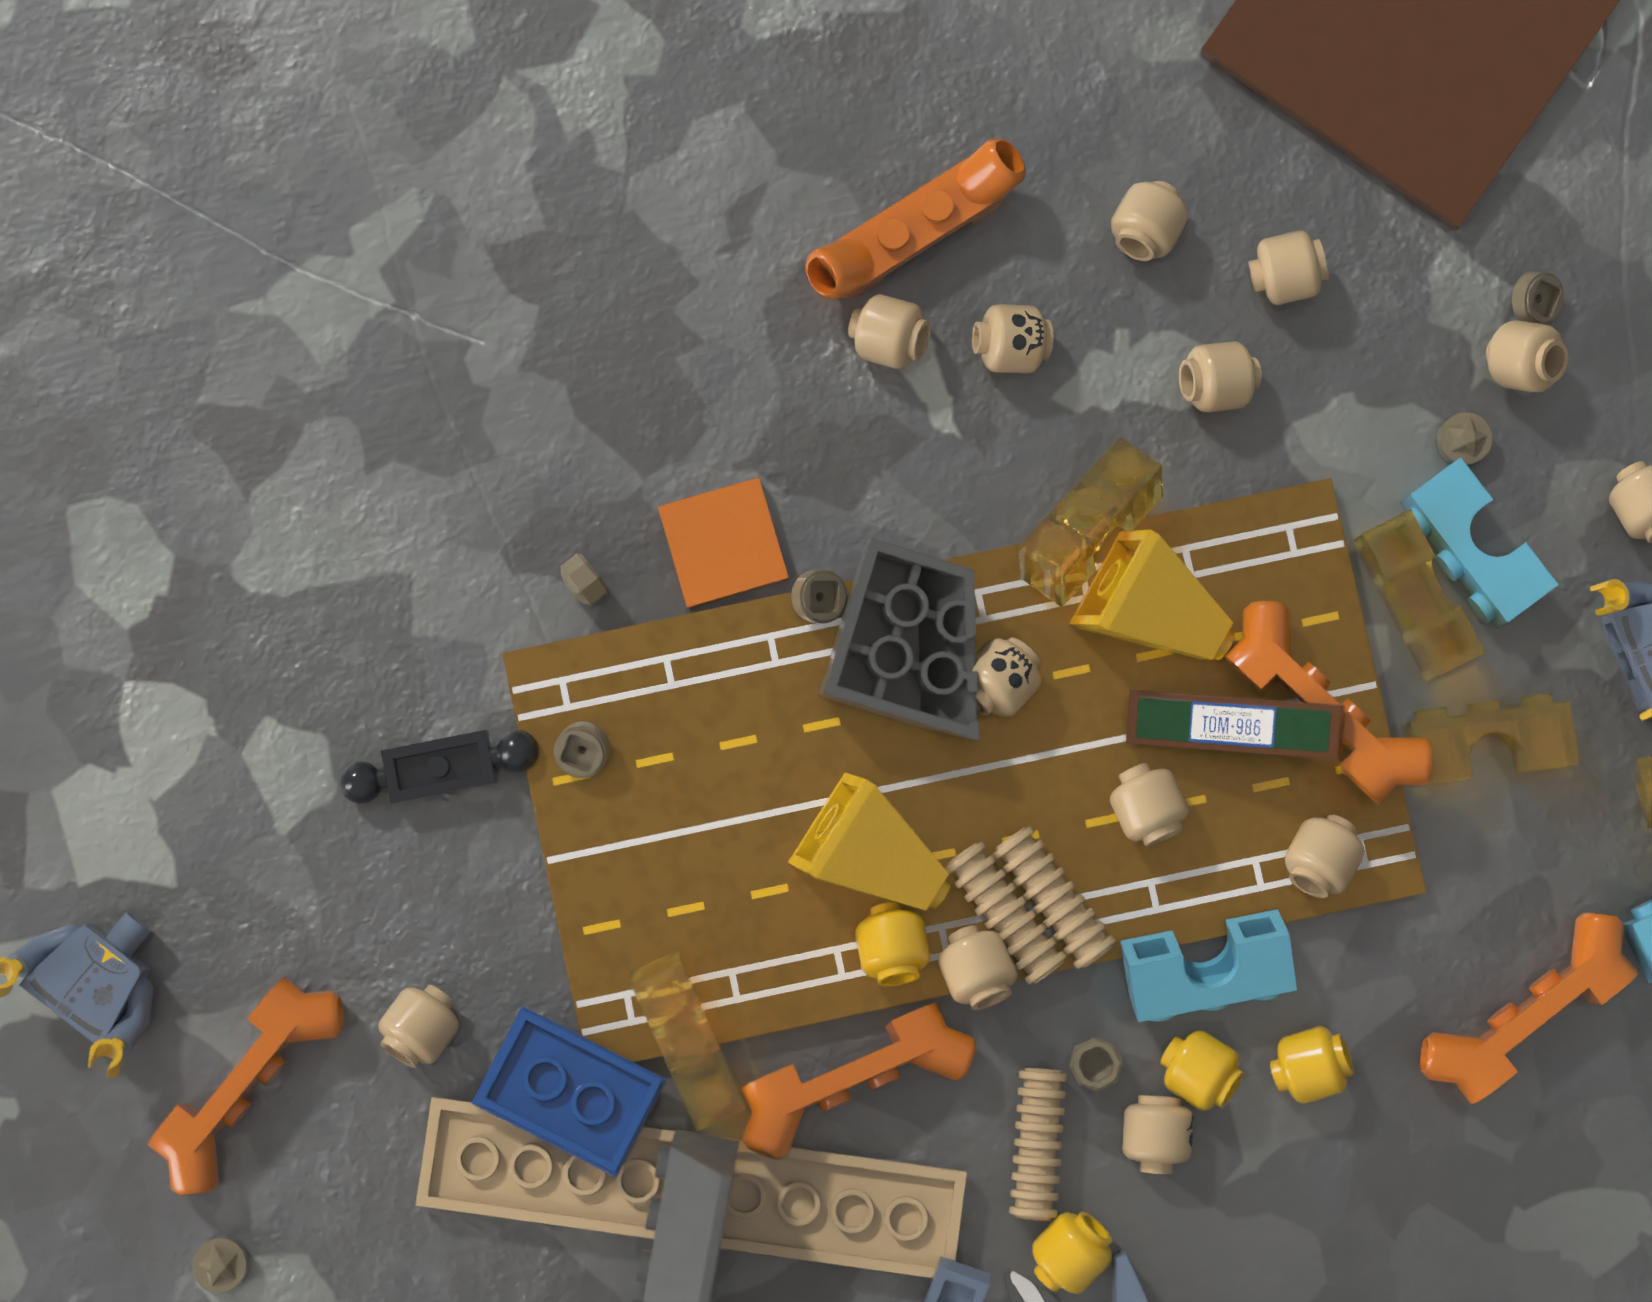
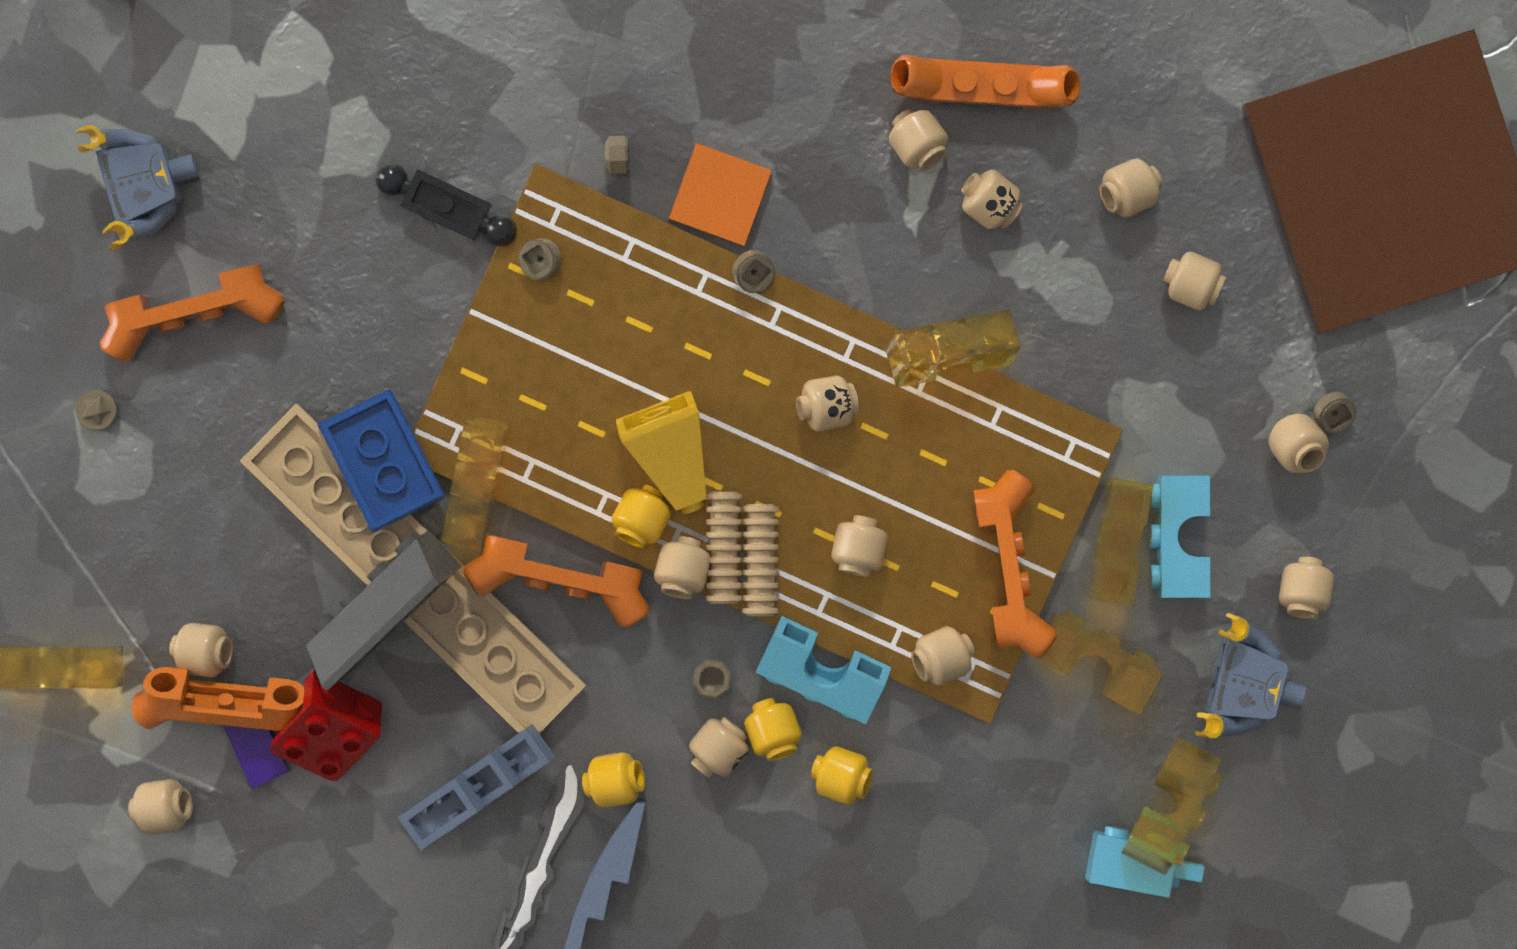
camera: 35 degrees right, 5 degrees up
(418, 1025) = (319, 354): tan head -> none
(908, 641) = (786, 339): dark grey wedge -> none
(1038, 1144) = (641, 700): tan piece -> none
(1153, 601) = (954, 424): yellow slope -> none
(1219, 376) = (1101, 317): tan head -> none
(1236, 724) = (947, 537): tile -> none
(1465, 437) = (1224, 466): dark tan tile -> none
(1595, 971) = (943, 849): orange plate -> none

